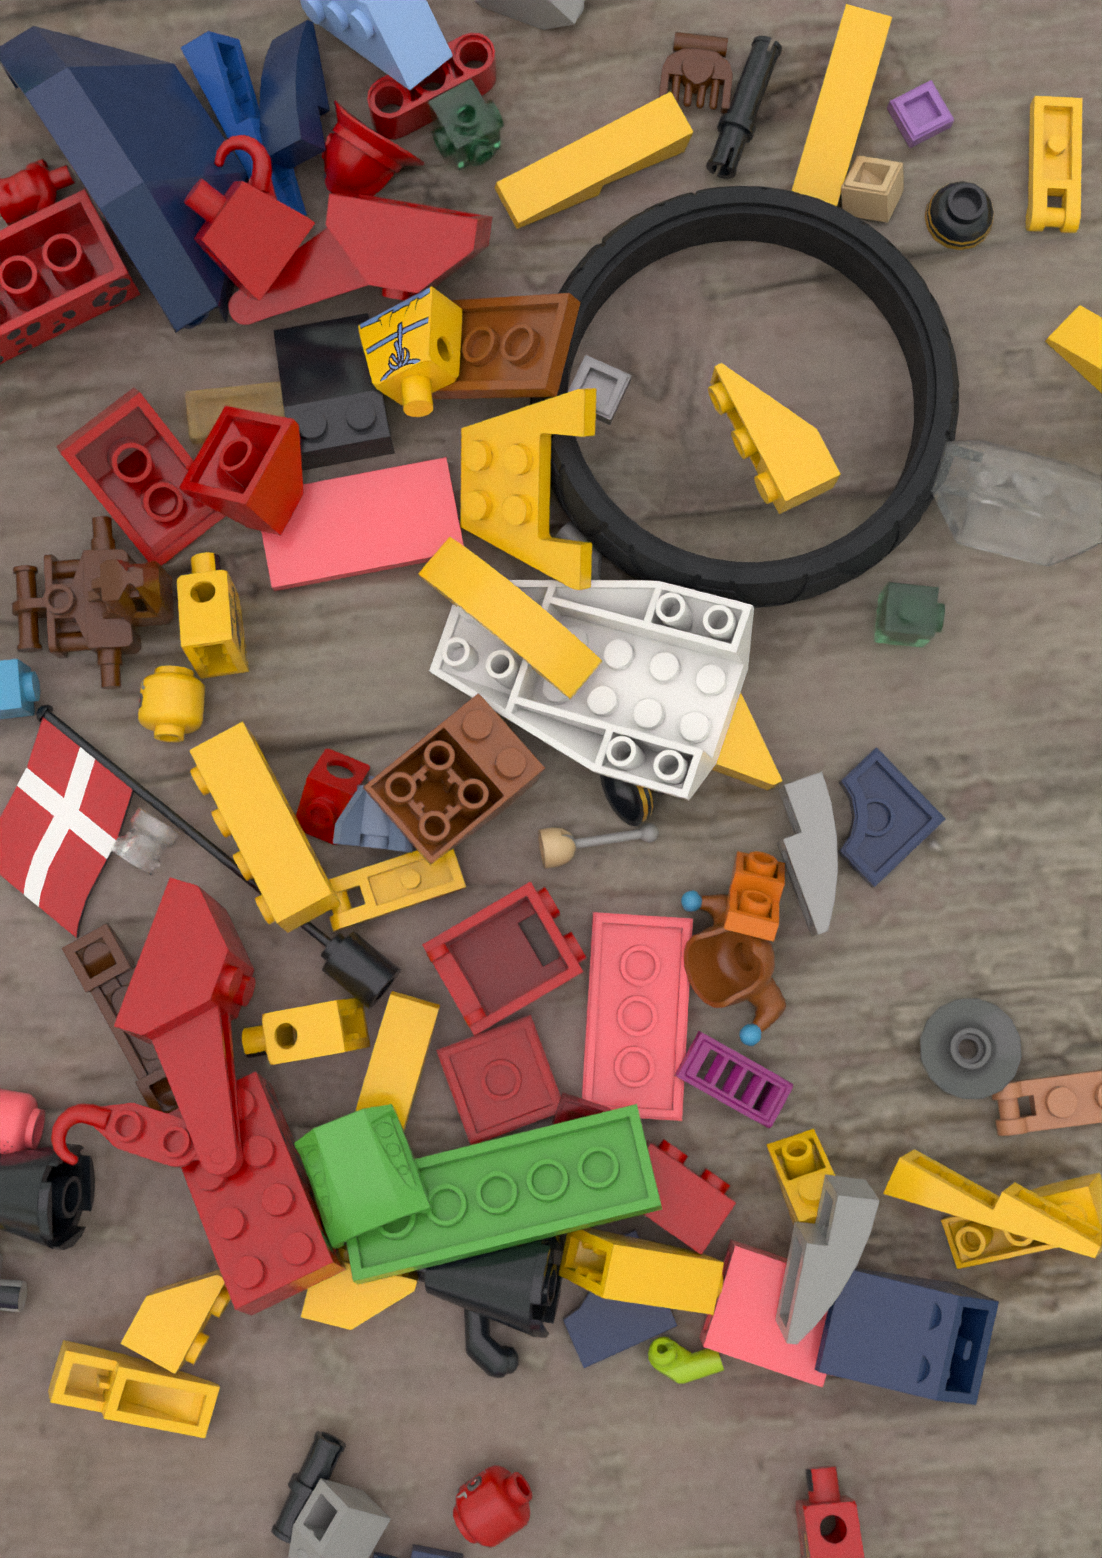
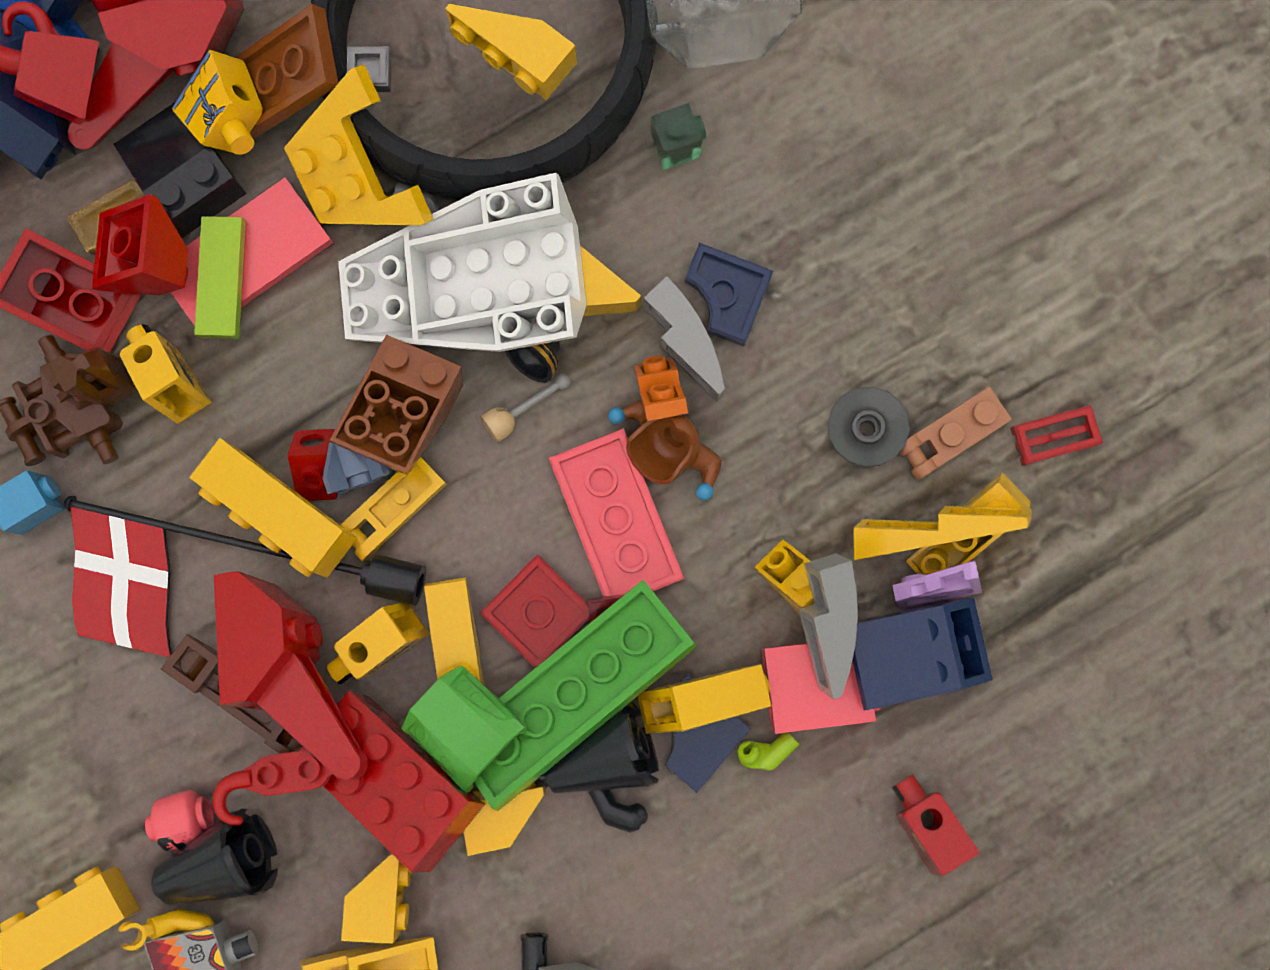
camera: 25 degrees left, 0 degrees up
(145, 841) = (189, 561): clear wheel -> none
(171, 703) = (162, 450): yellow head -> none
(323, 539) = (220, 277): none -> lime tile
(492, 964) = (489, 528): red container -> none
(492, 1506) = (676, 926): red head -> none
(511, 616) = (386, 268): yellow slope -> none
(690, 1202) = (718, 634): red brick -> none
(772, 1098) = (742, 530): magenta slope -> none
(979, 1273) = (938, 586): none -> lavender wing

